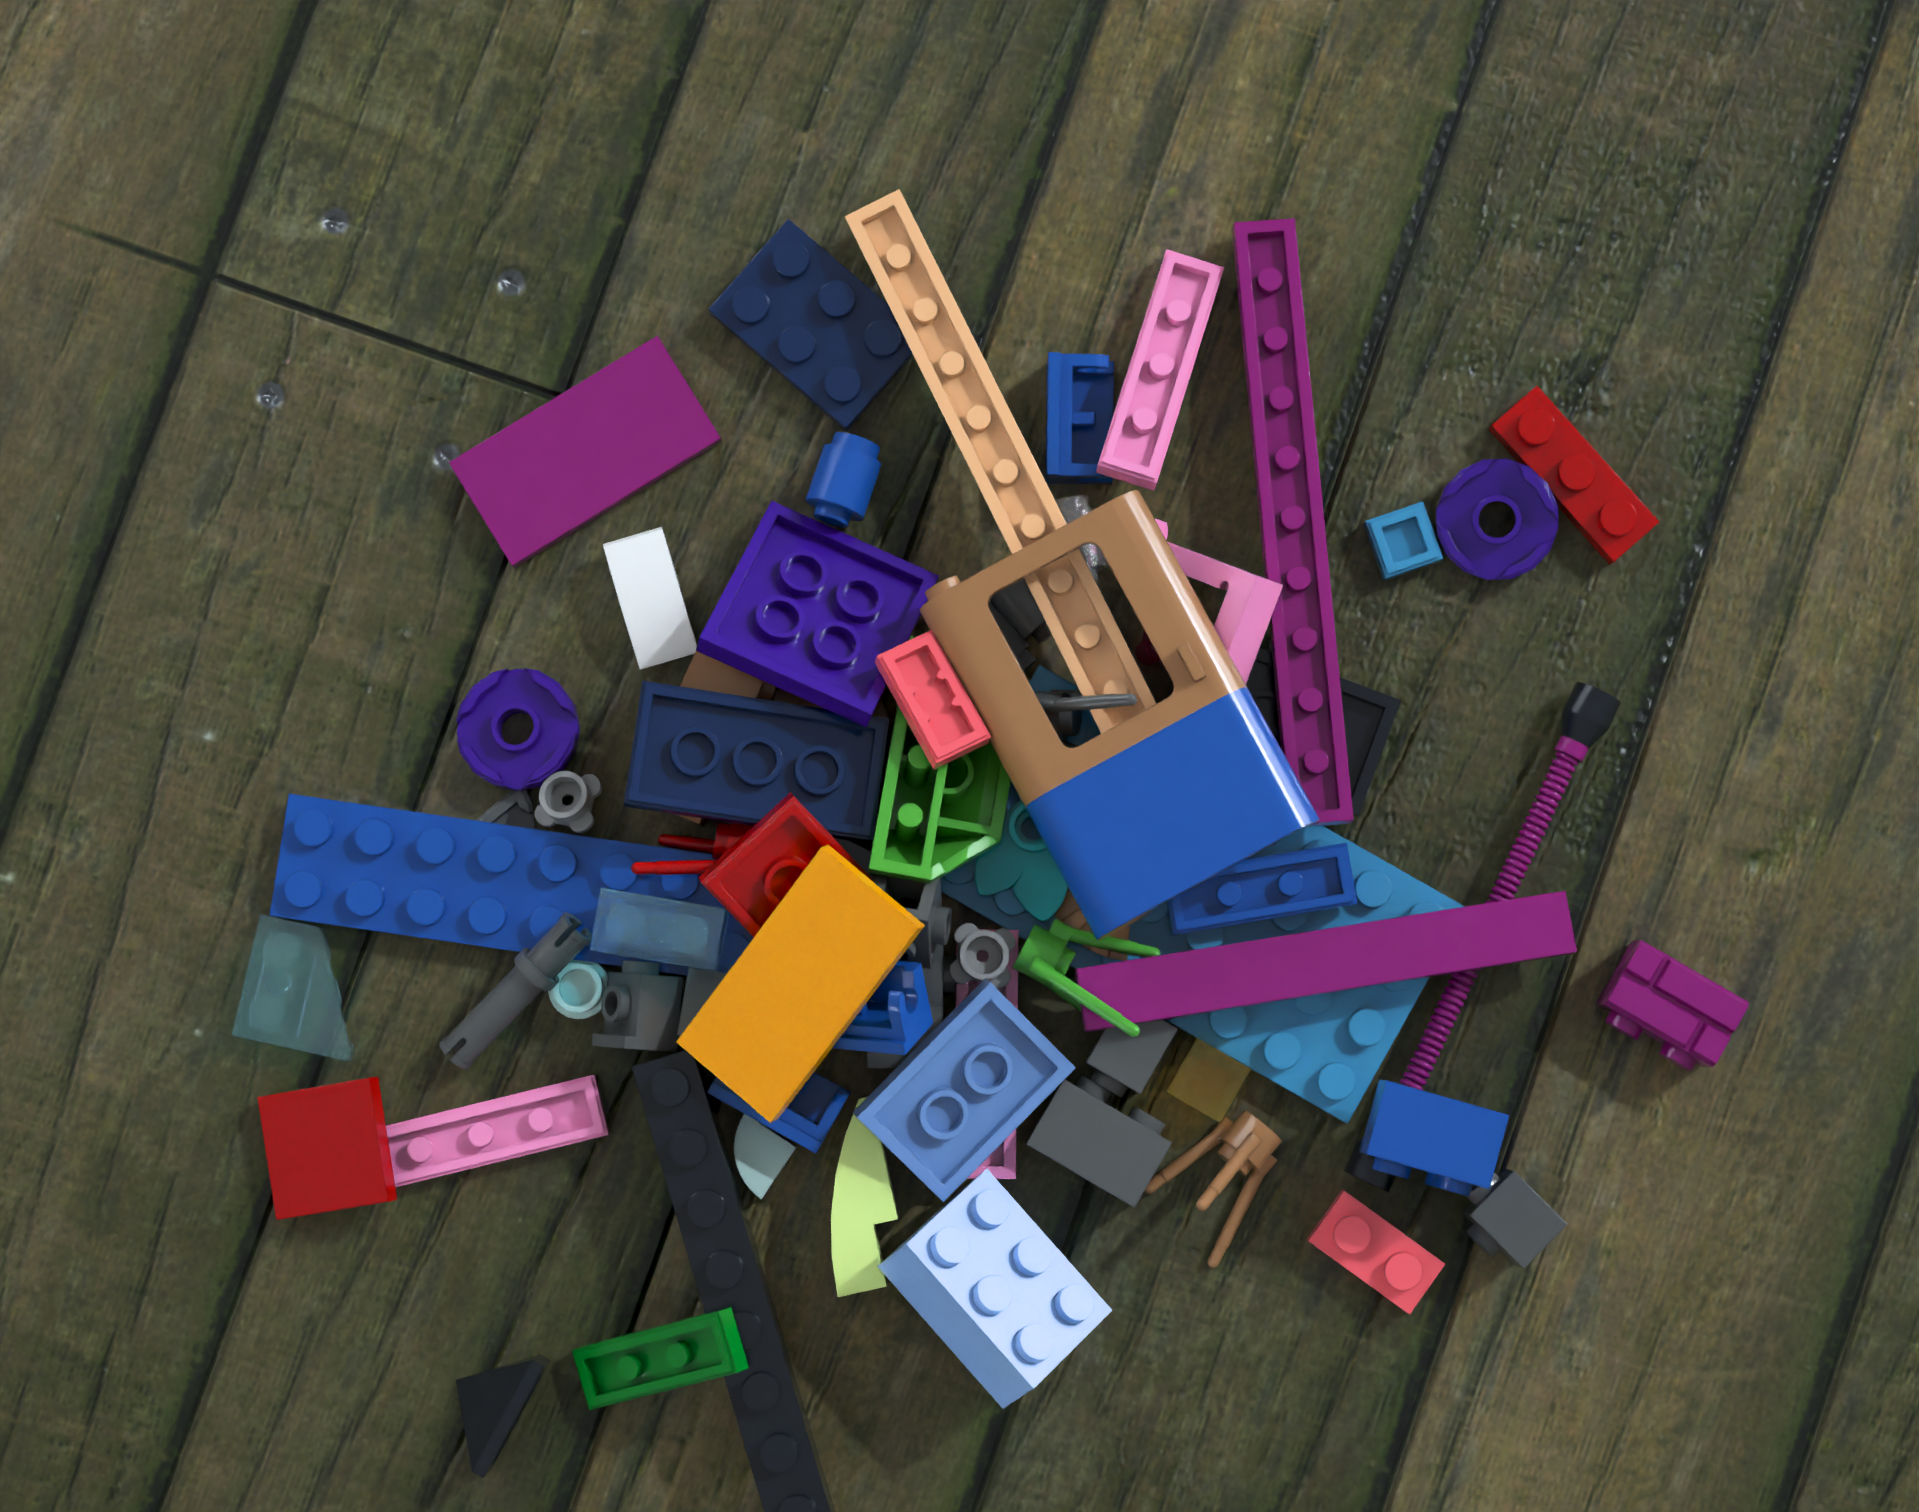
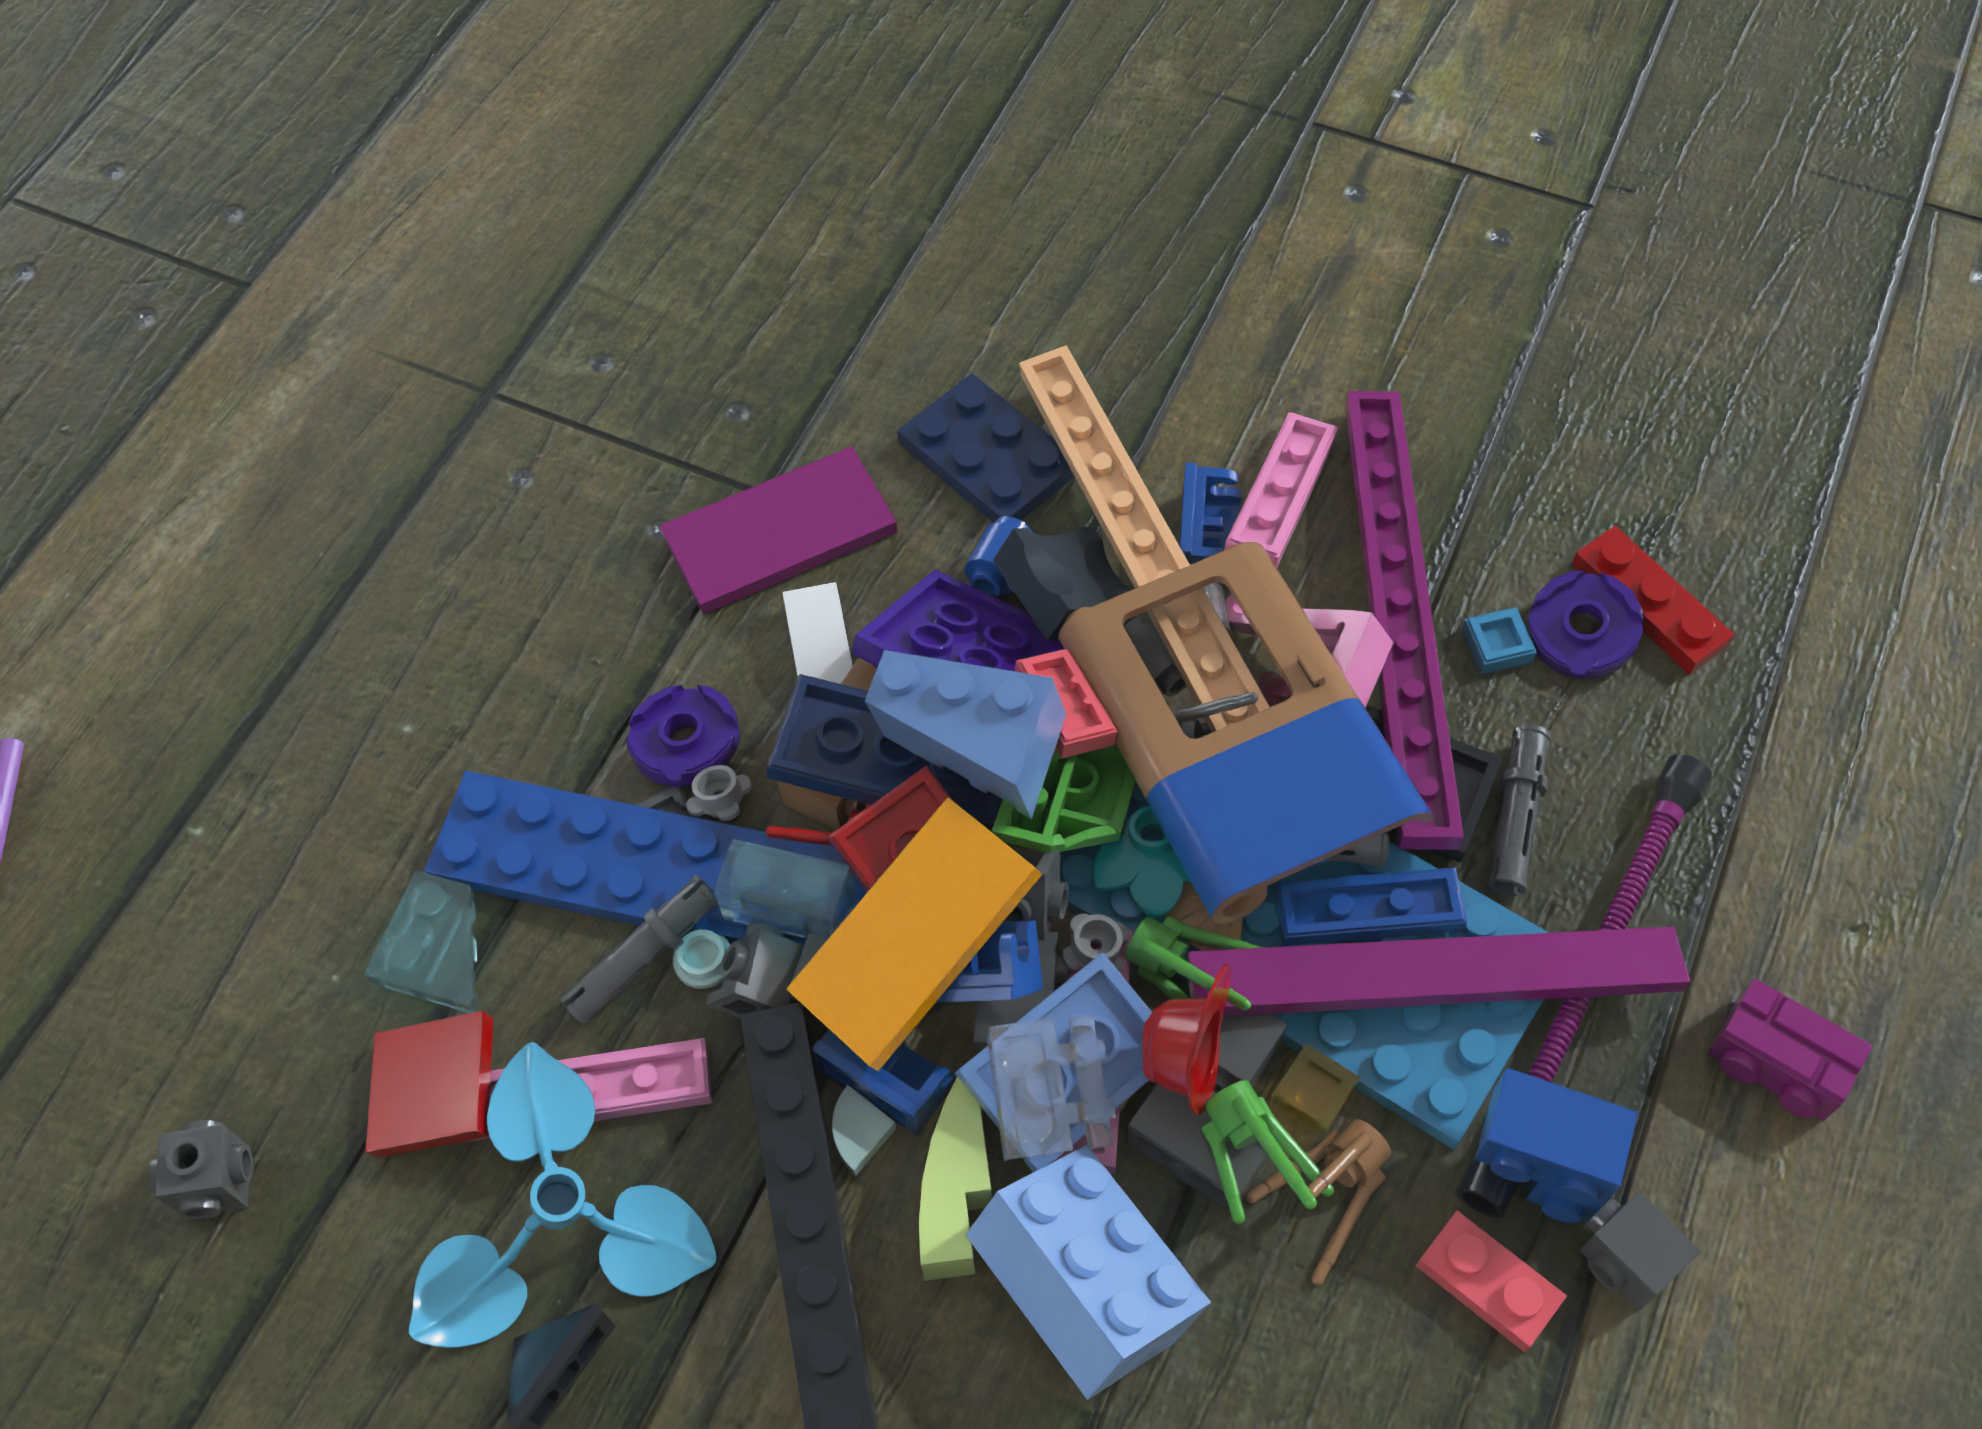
camera: 10 degrees right, 25 degrees down
(144, 1251) = (202, 1170): none -> dark grey brick
(571, 1287) = (651, 1245): none -> medium azure plant
(660, 1358) = (727, 1315): green tile -> none
(837, 753) = (973, 720): none -> medium blue wedge
(924, 522) = (1058, 574): none -> black brick
(929, 1133) = (1031, 1088): none -> clear plate
(1076, 1080) = (1184, 1043): none -> red piece
(1133, 1138) = (1244, 1119): none -> bright green plant
(1418, 750) = (1522, 788): none -> dark grey pin

